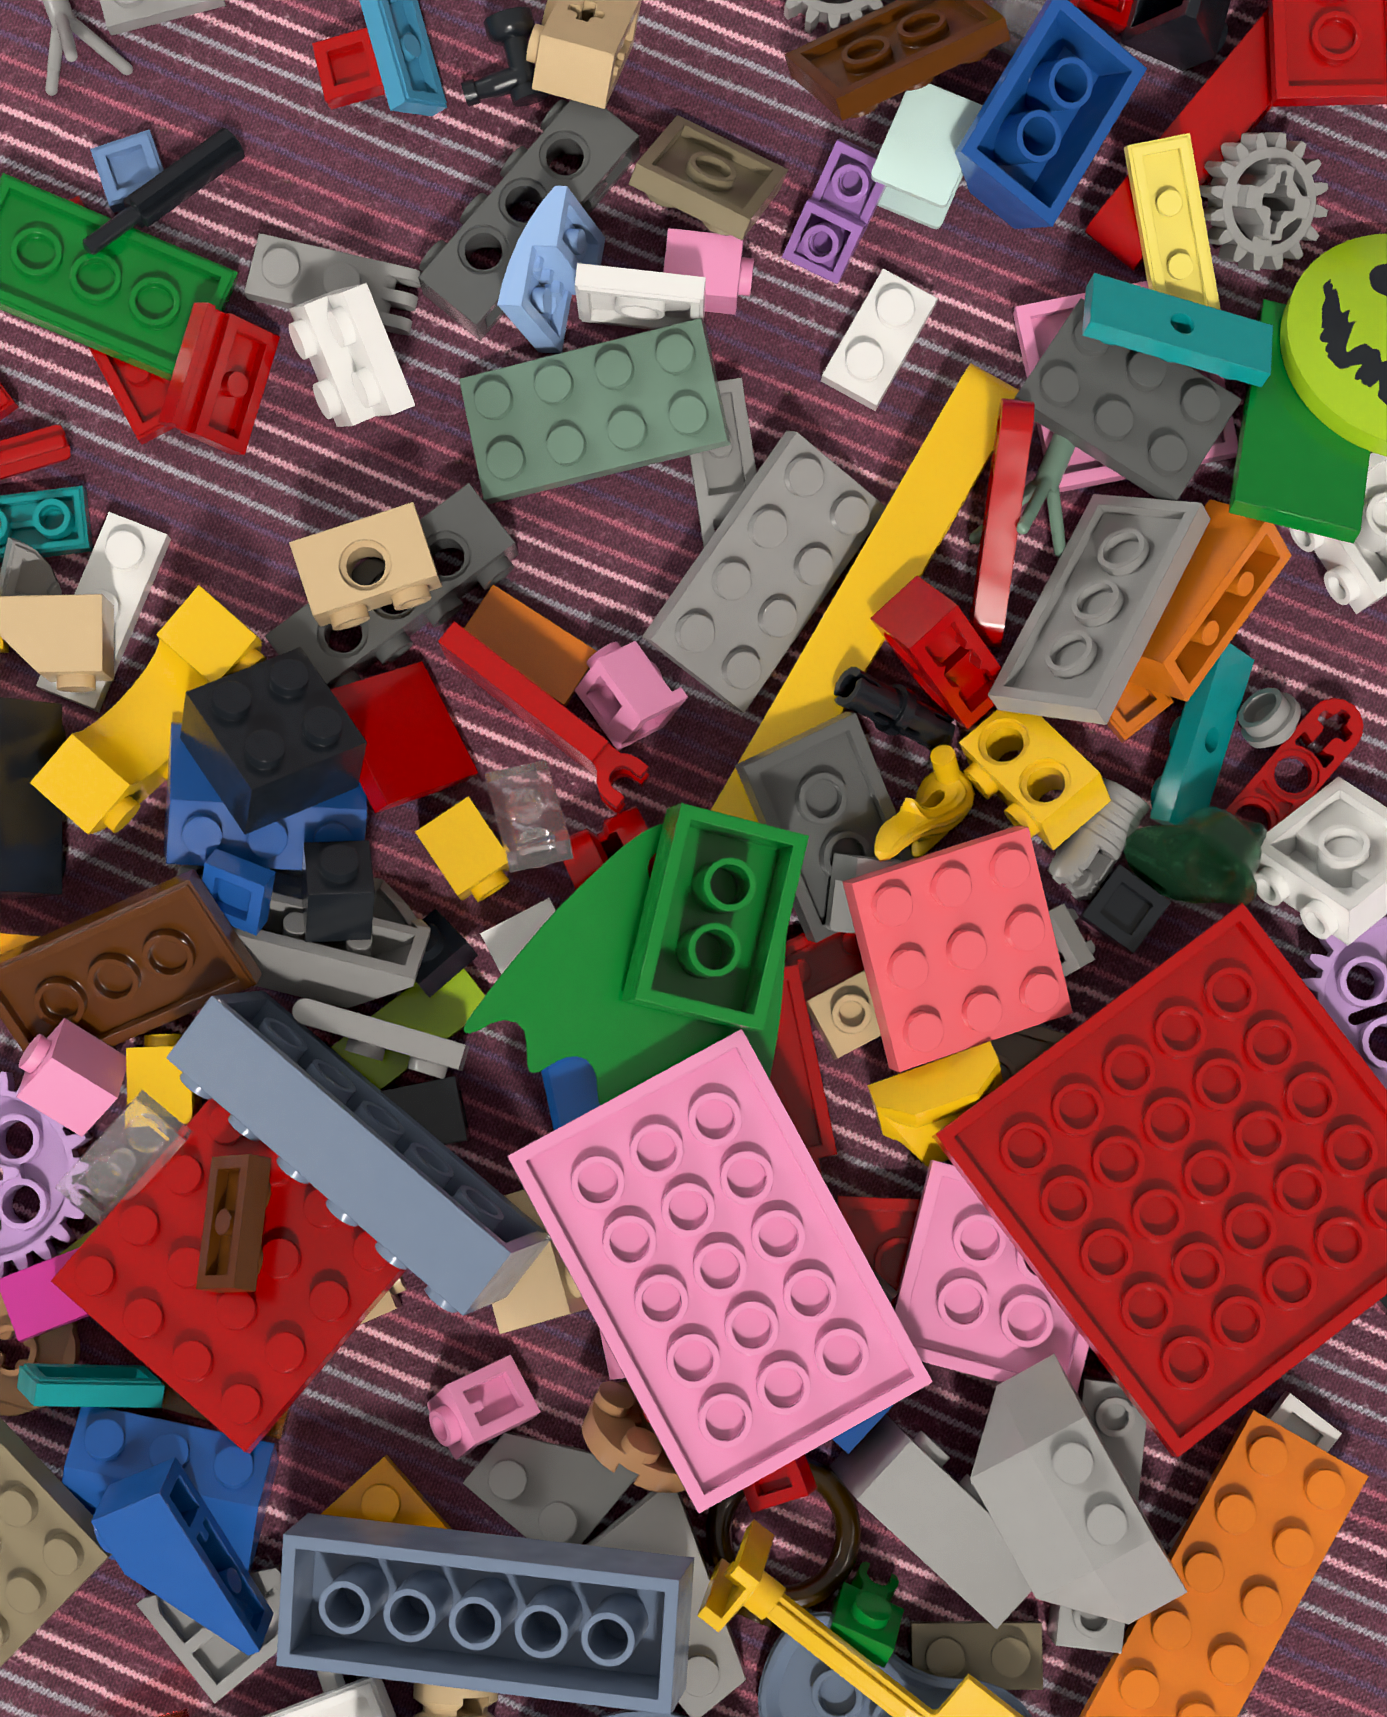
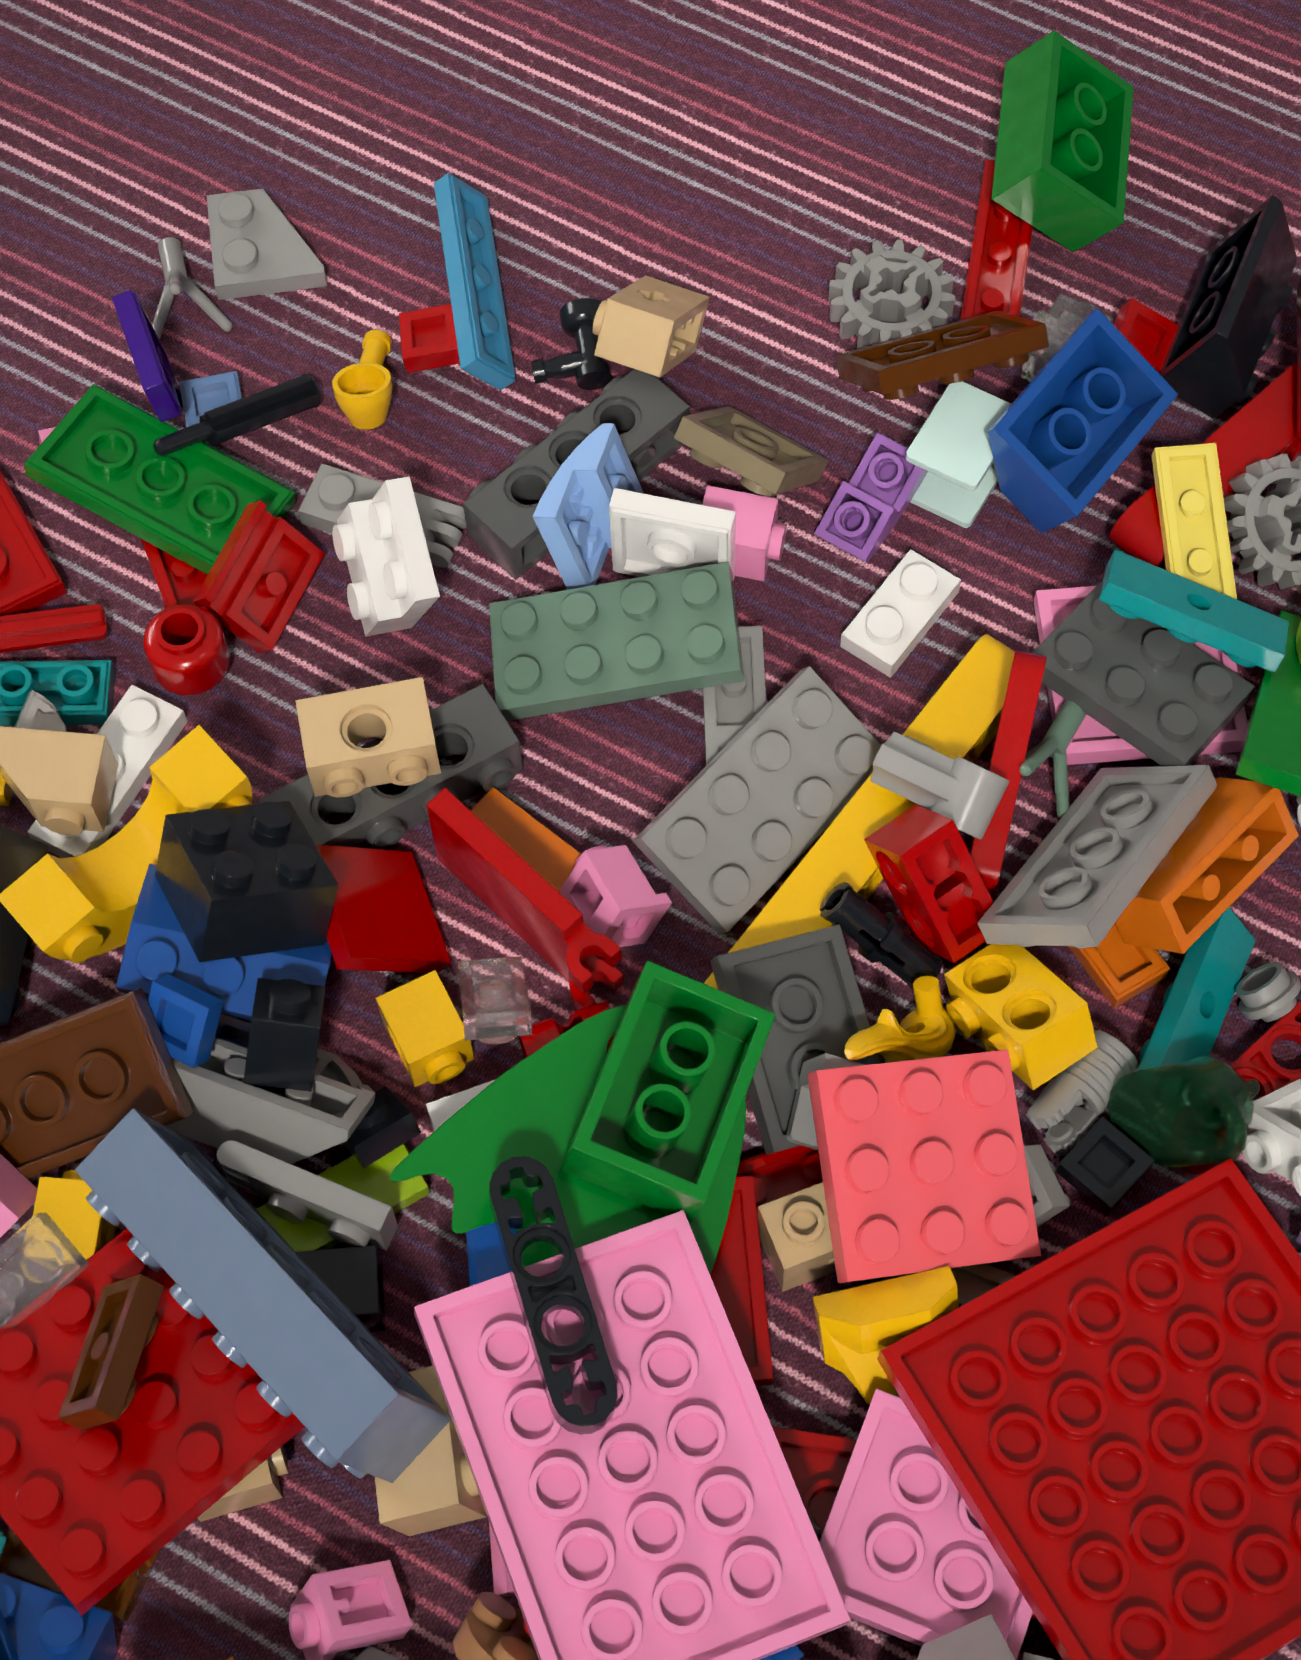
camera: 10 degrees right, 20 degrees down
(60, 144) = (148, 356): none -> dark purple tile
(153, 453) = (186, 649): none -> red head
(291, 138) = (366, 387): none -> yellow bar
(623, 1134) = (546, 1294): none -> black beam
(956, 558) = (939, 783): none -> light grey piece

